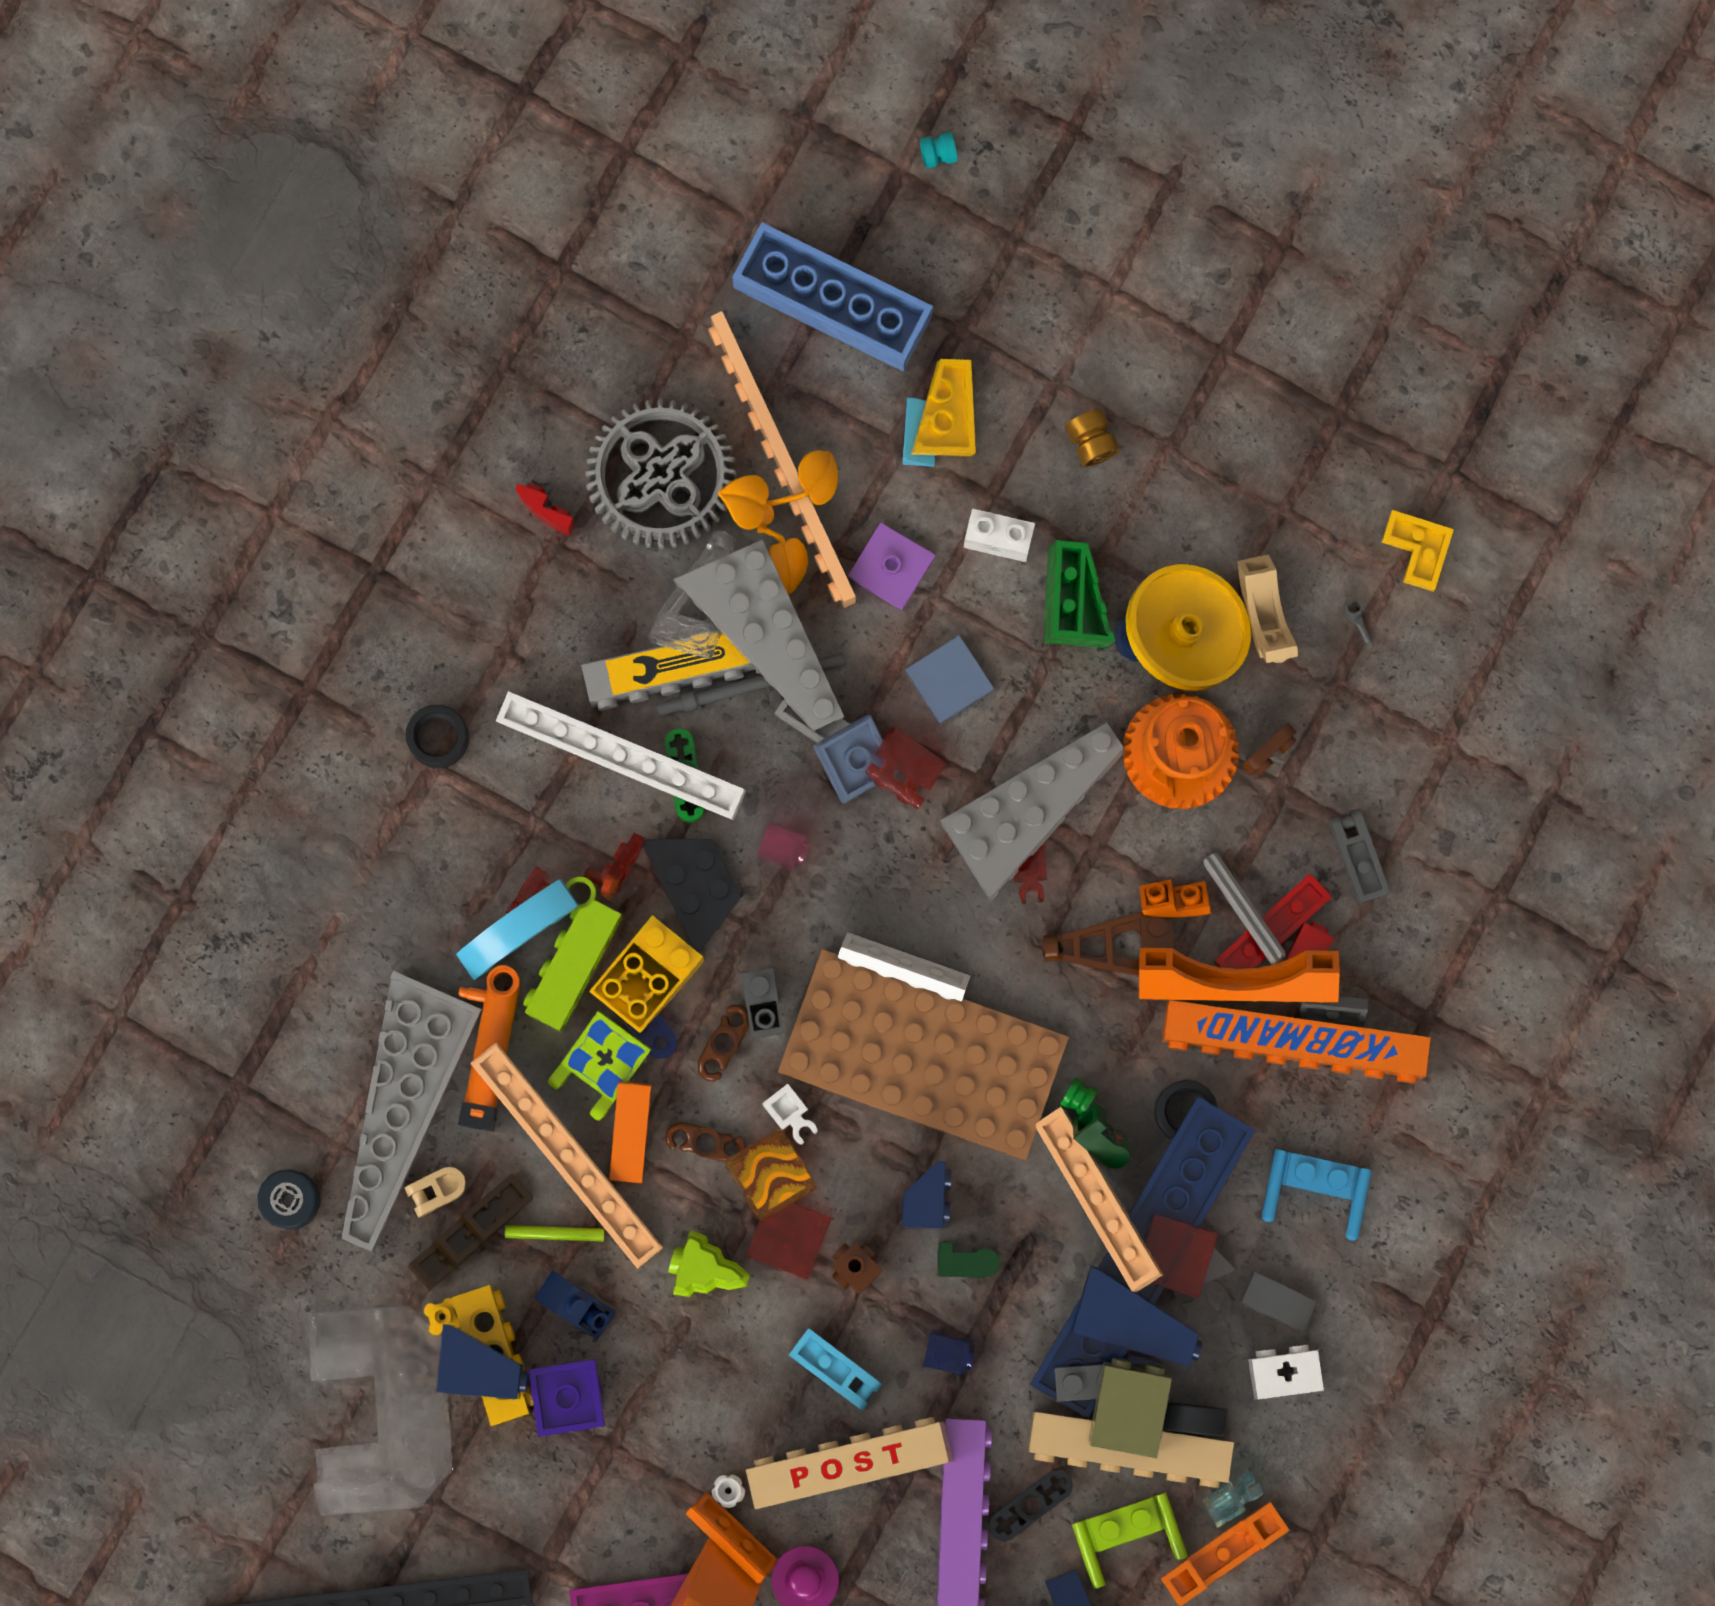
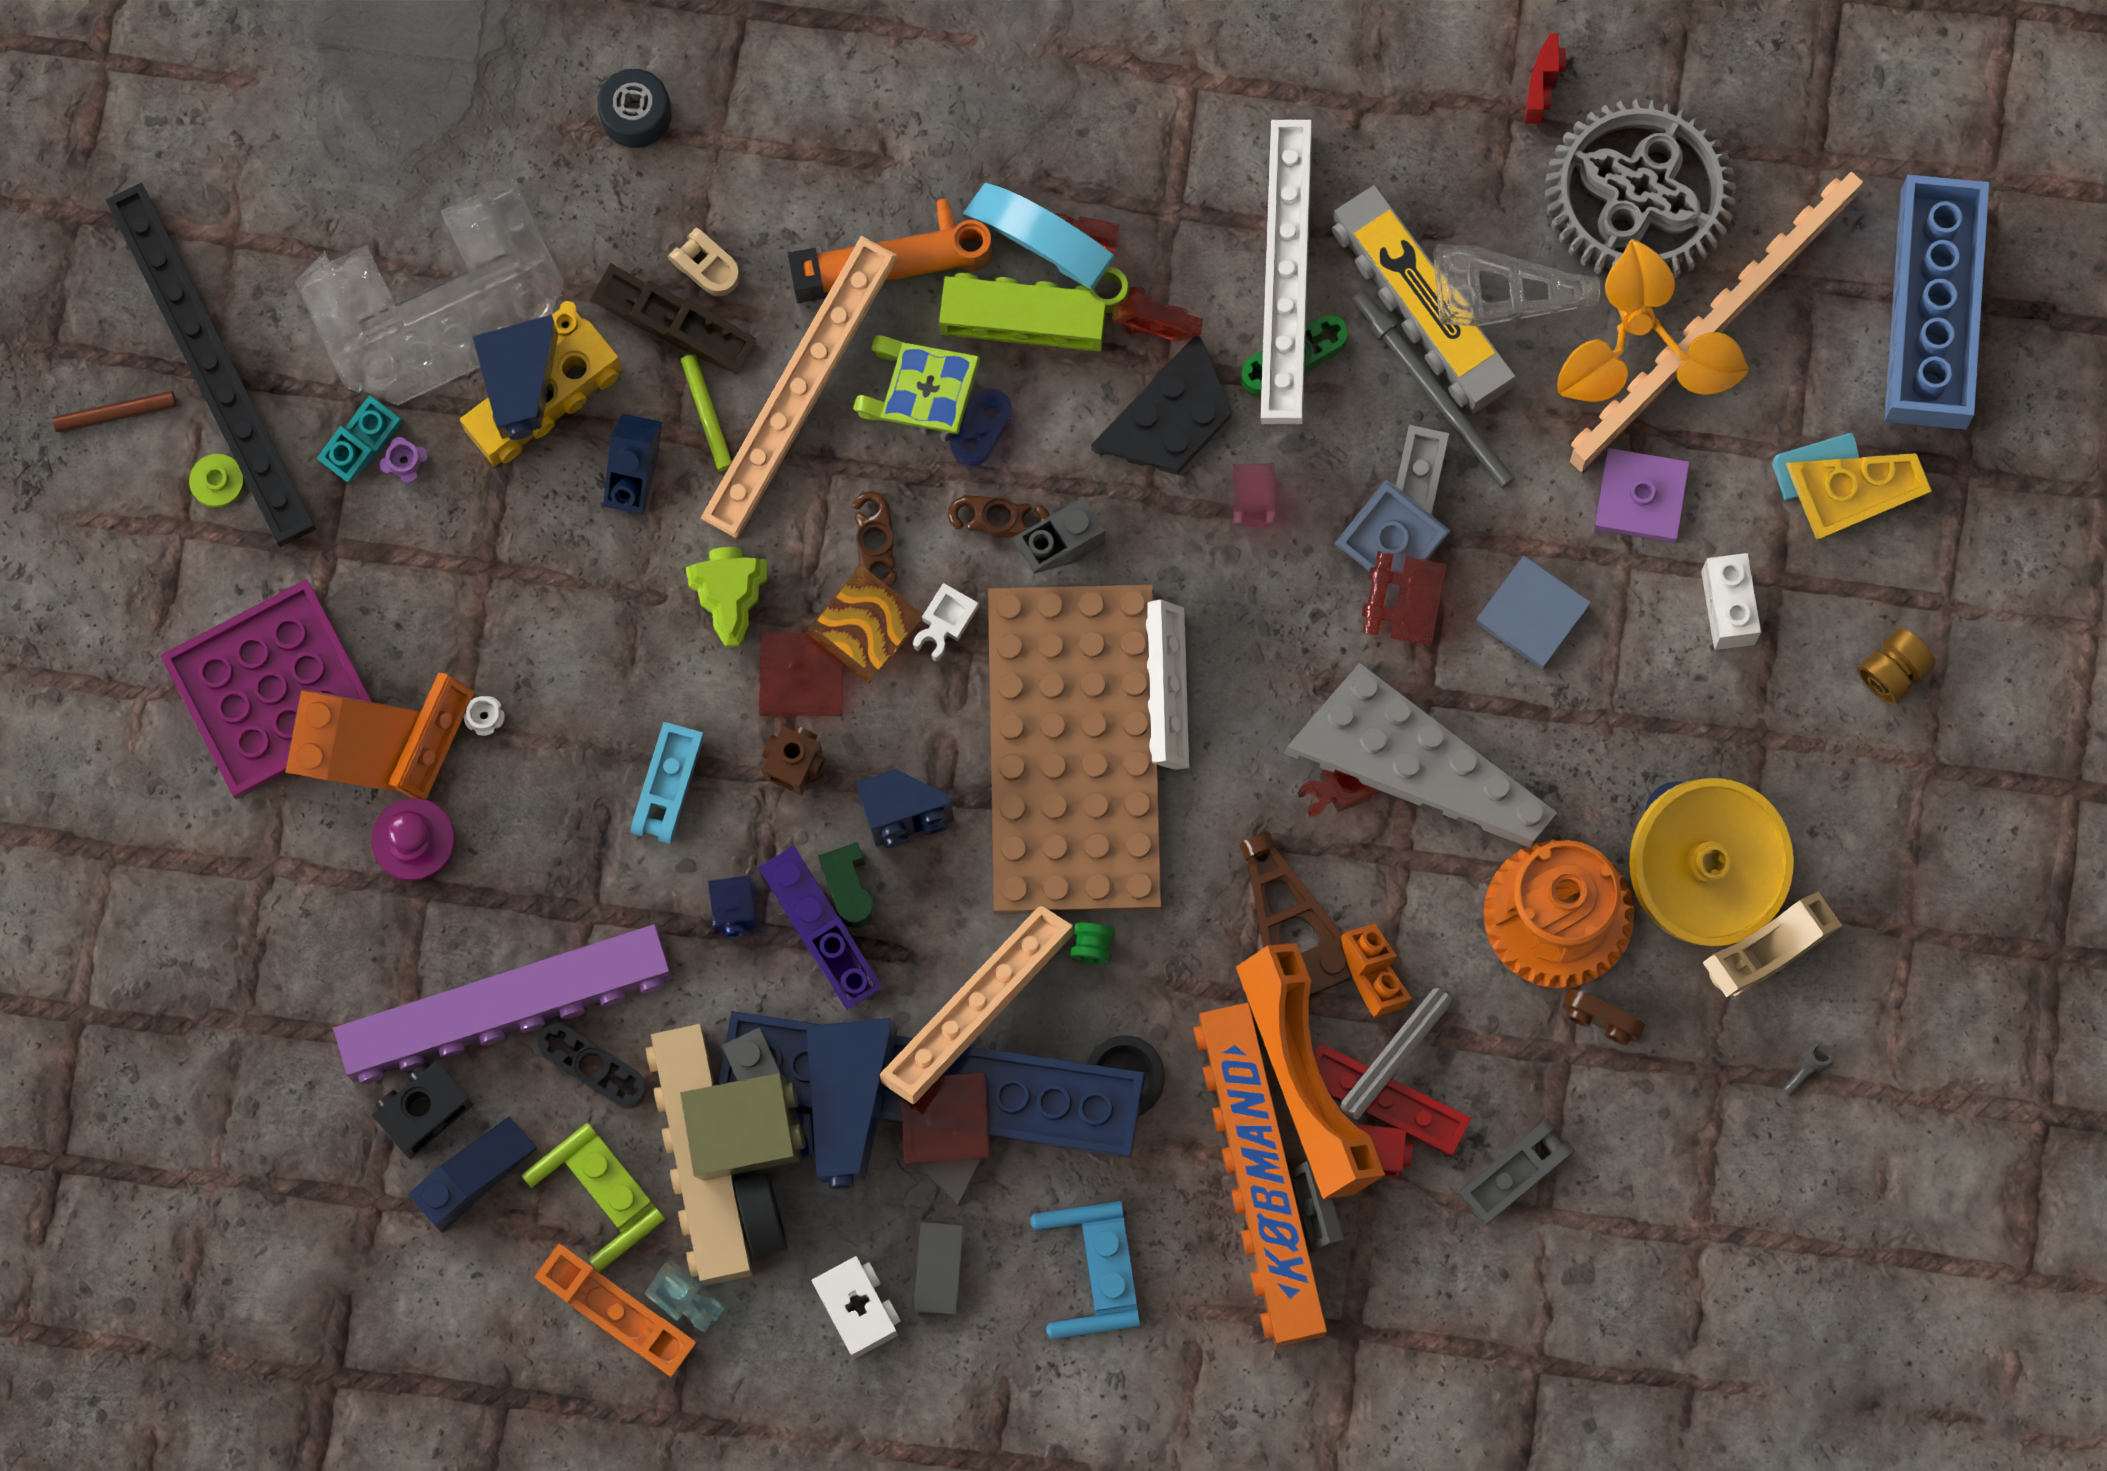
camera: 75 degrees right, 5 degrees down
(414, 1065) = (835, 186): light grey wing -> none
(430, 712) = (1227, 93): black tyre -> none
(470, 1509) = (361, 440): none -> teal slope
(500, 1490) = (401, 448): none -> medium lavender plate
(567, 1397) = (523, 492): dark purple panel -> none
(630, 1132) = (853, 448): orange tile -> none
(647, 974) = (1043, 397): yellow slope -> none
(758, 618) = (1514, 351): light grey wing -> none
(849, 1464) = (561, 834): tan brick -> none
(992, 1294) = (820, 927): none -> dark purple slope
(1073, 598) = (1687, 715): green wedge -> none
(1100, 1139) = (1052, 984): dark green leg -> none
(1425, 541) = (1940, 1113): yellow plate -> none

